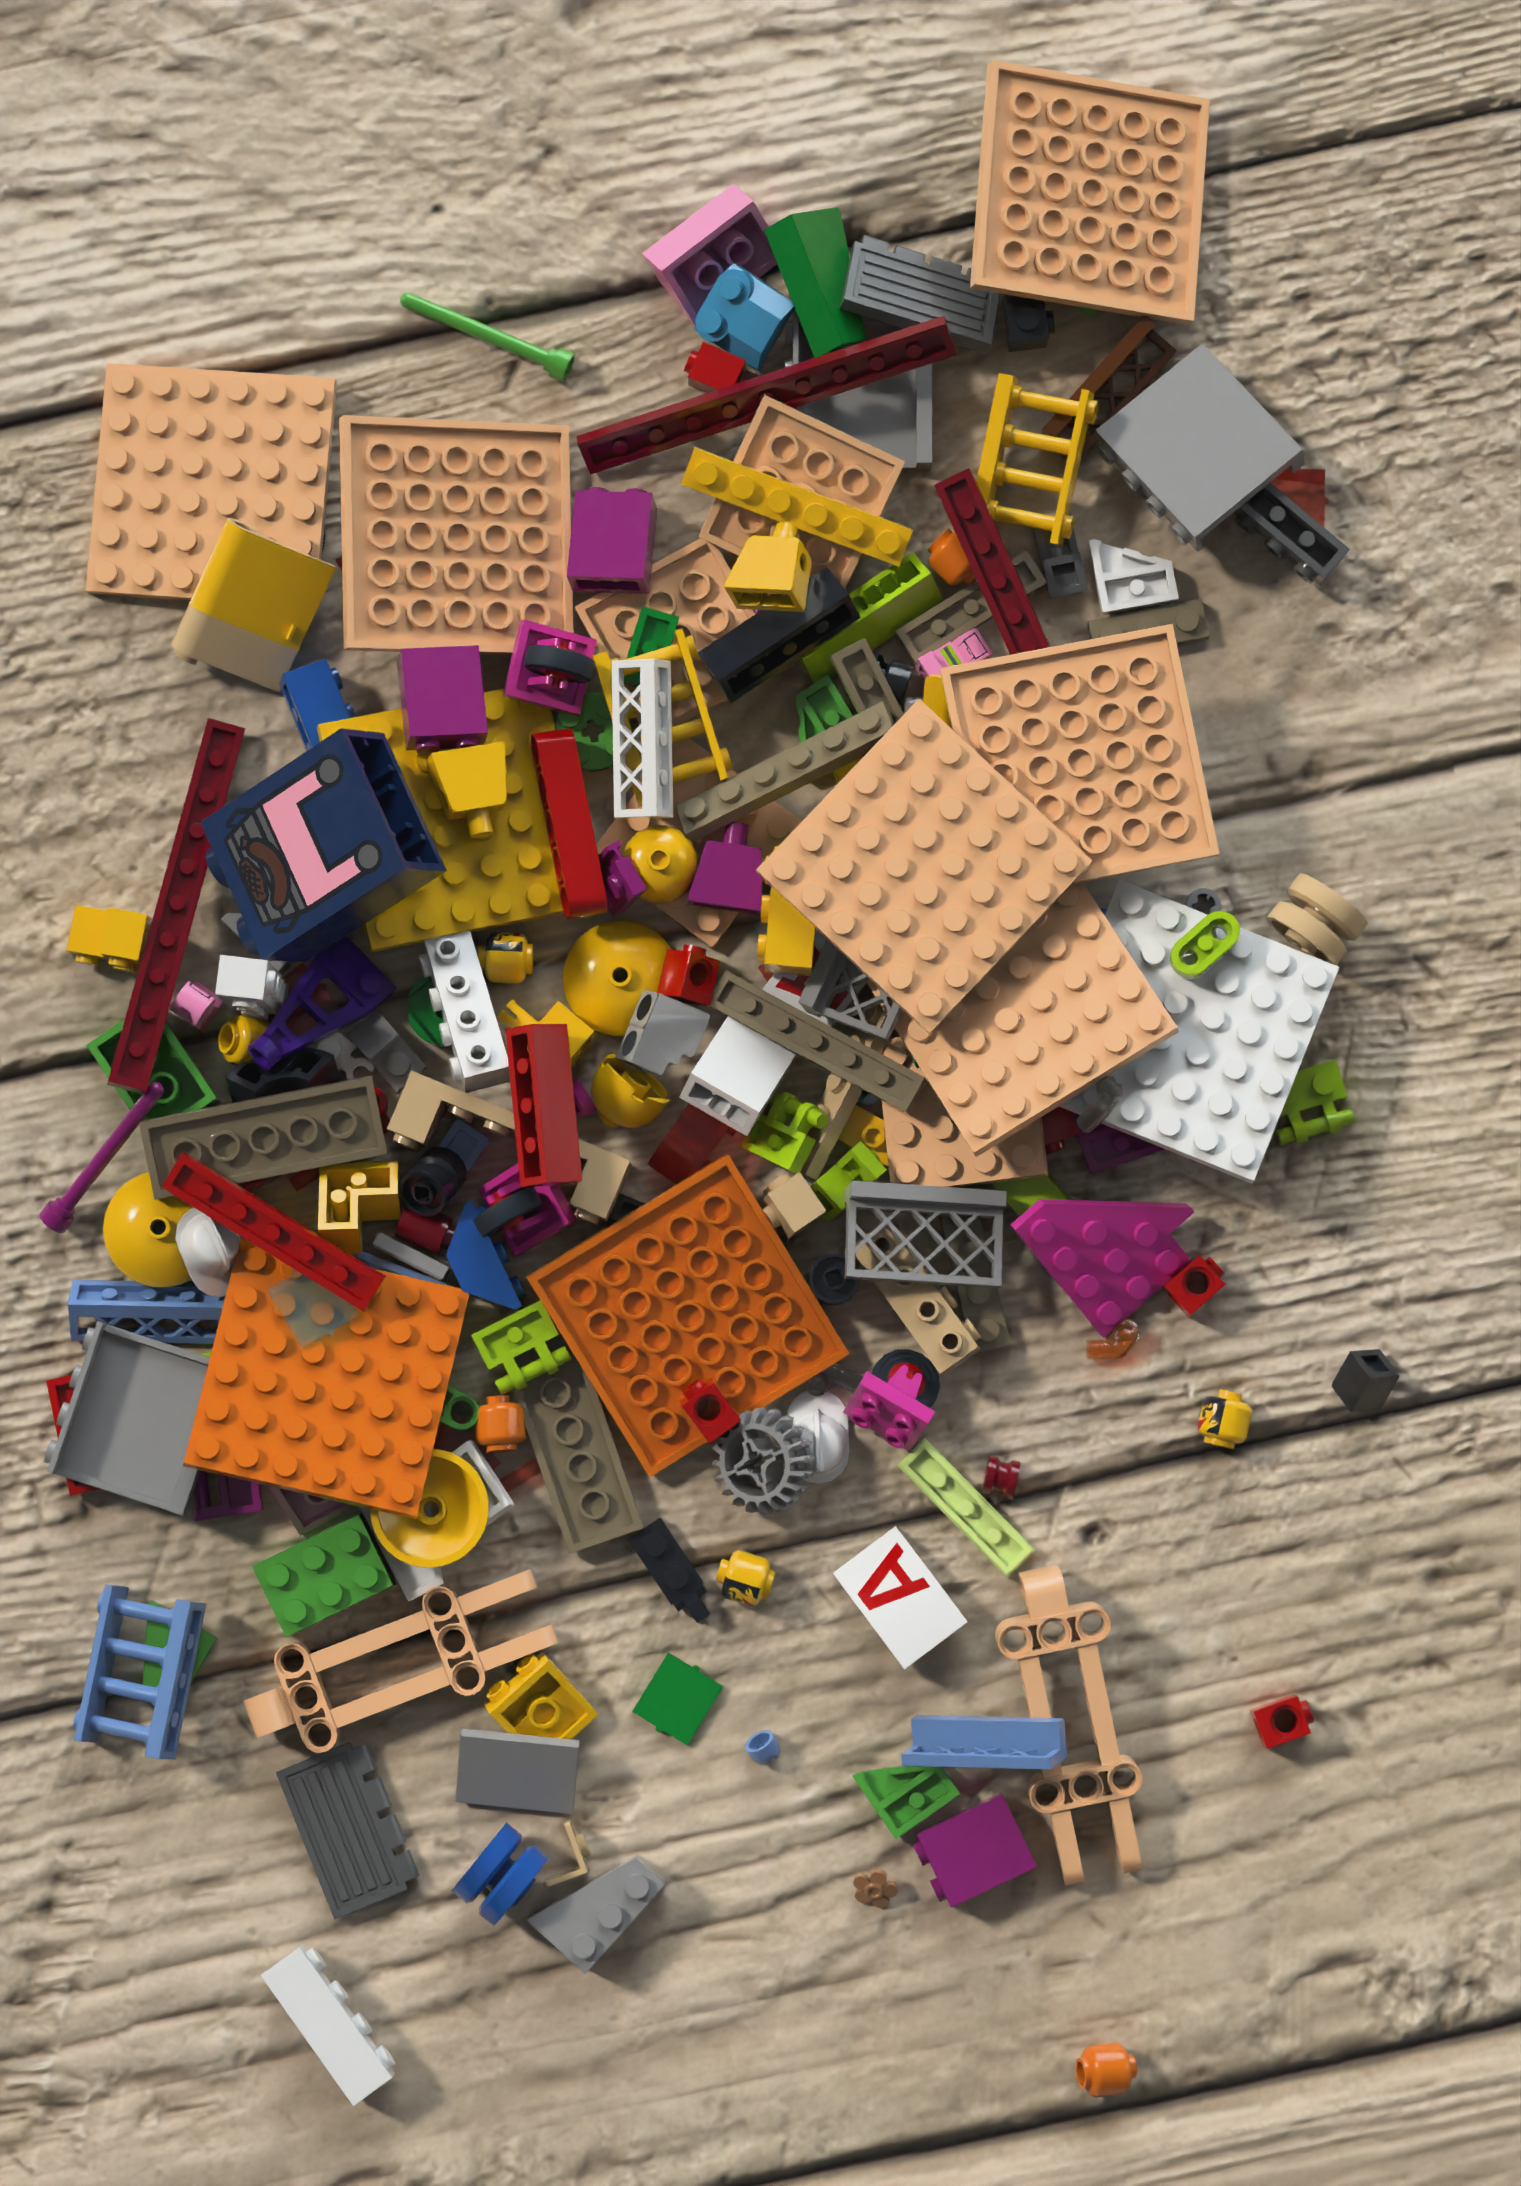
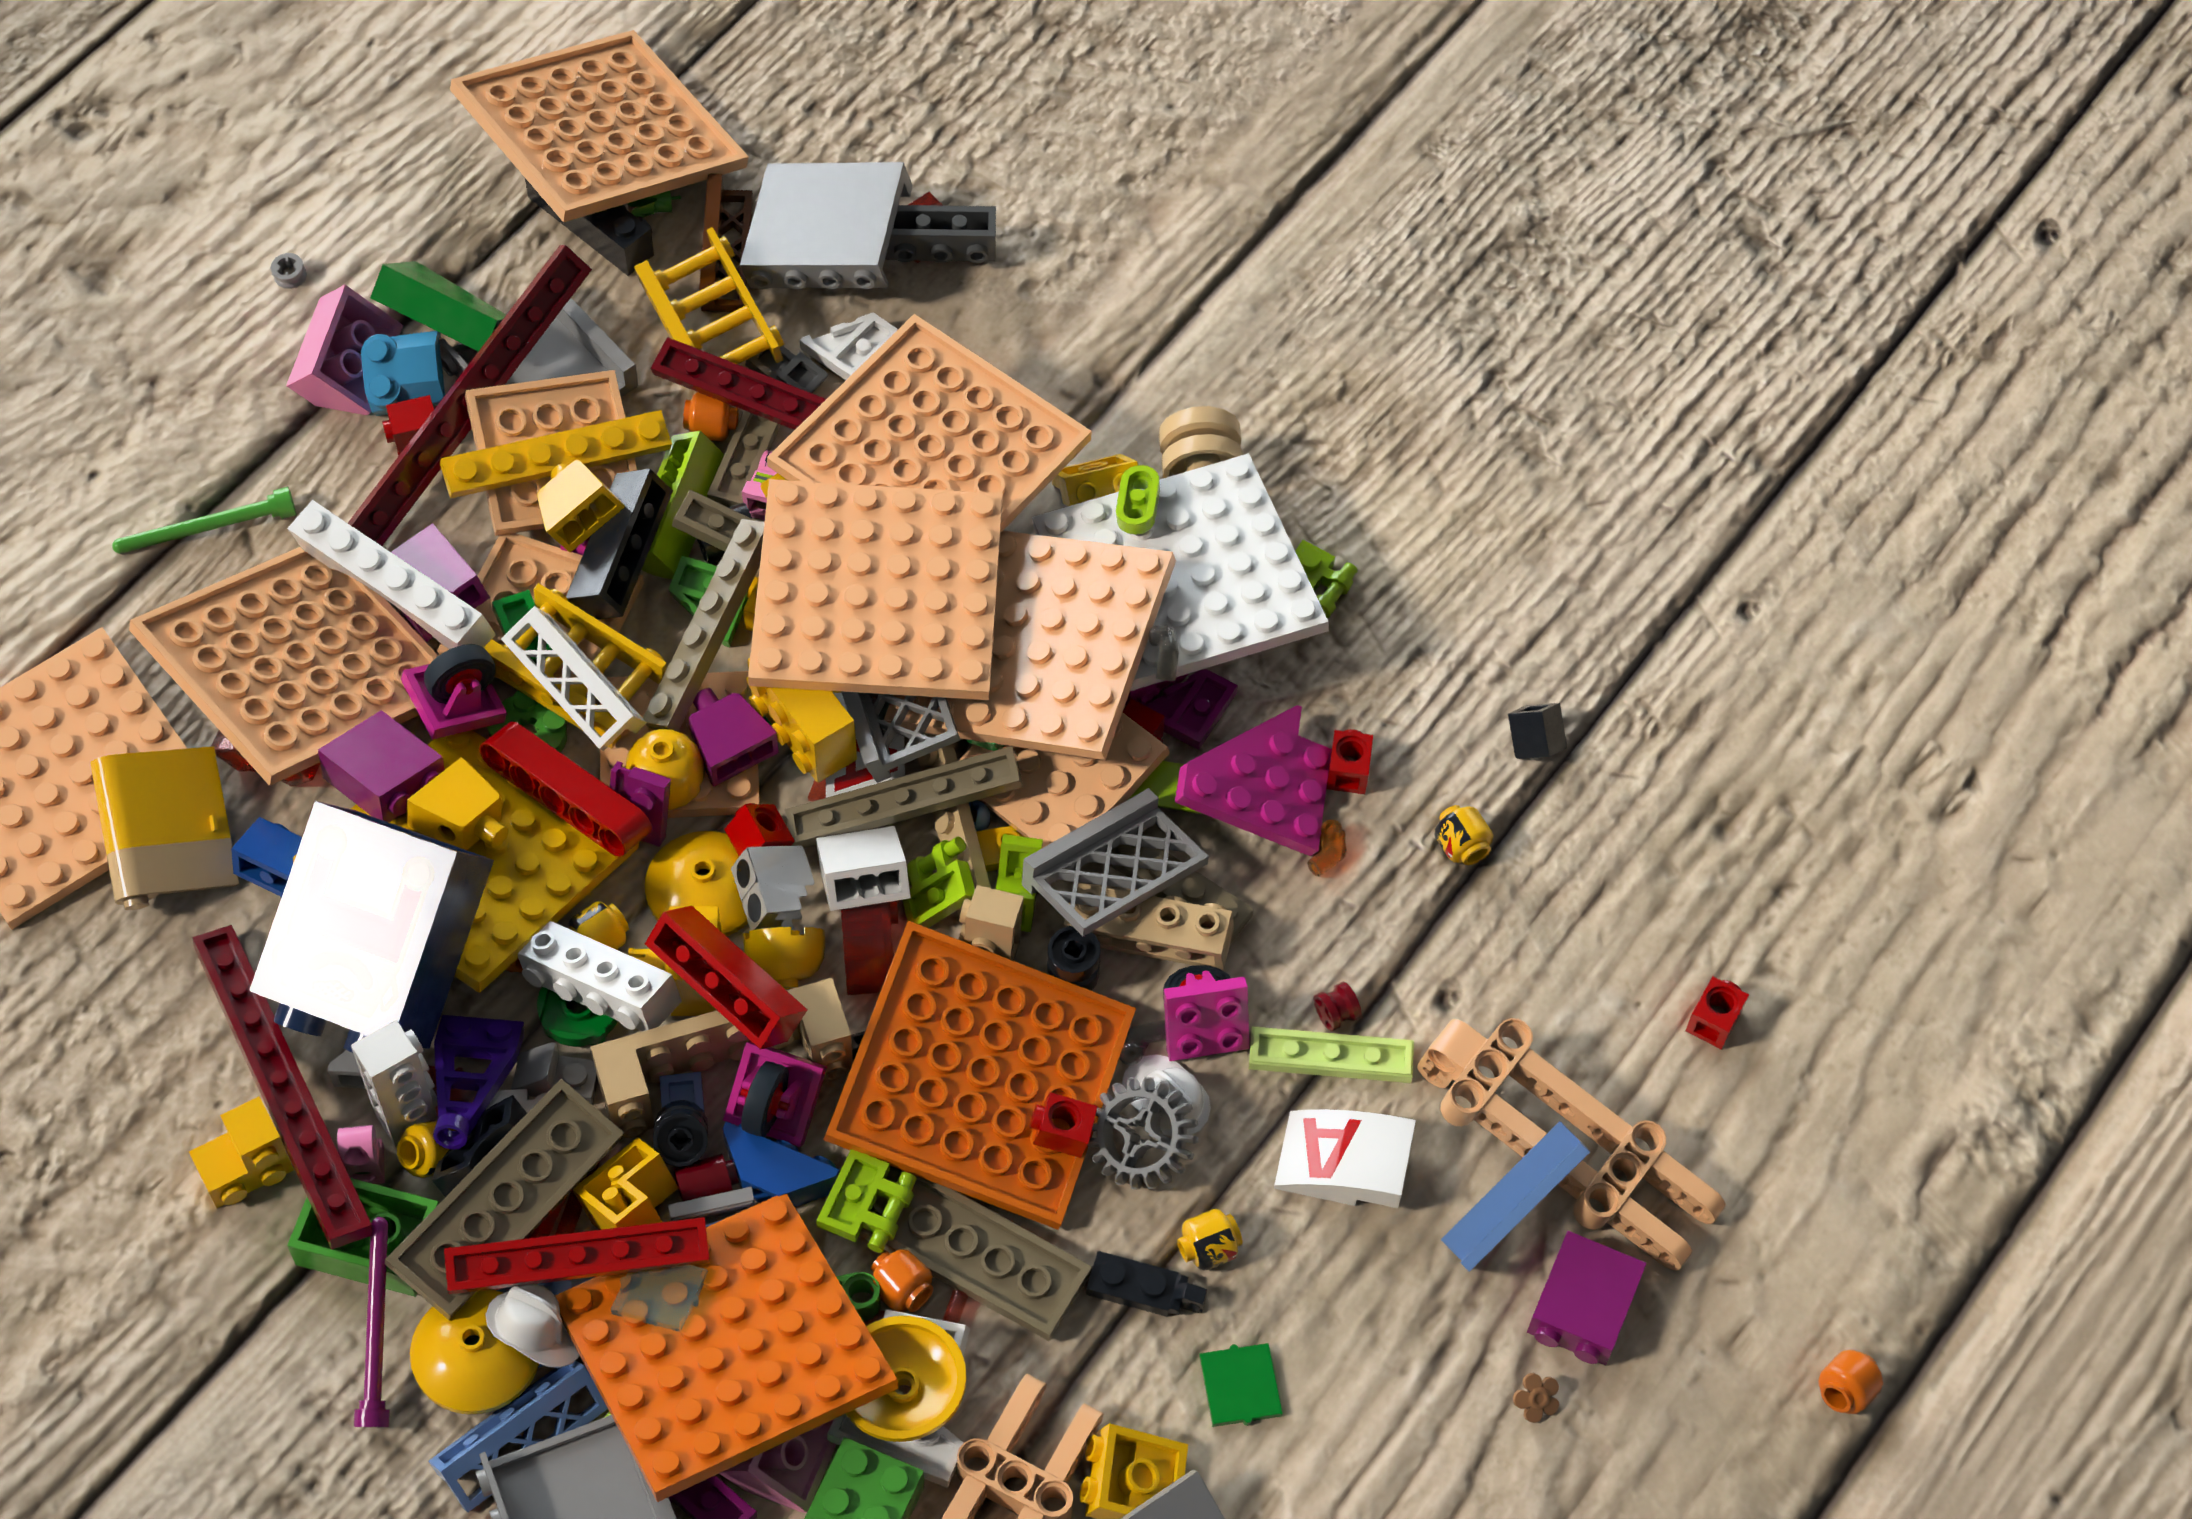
camera: 45 degrees left, 25 degrees down
(578, 561) = (409, 590): none -> white arch
(744, 131) = (285, 261): none -> light grey bush
(763, 1747) = (1345, 1361): medium blue hinge -> none
(906, 1794) = (1491, 1302): bright green wing -> none
(908, 291) = (511, 272): dark grey hinge -> none
(1217, 881) = (1092, 478): none -> yellow plate

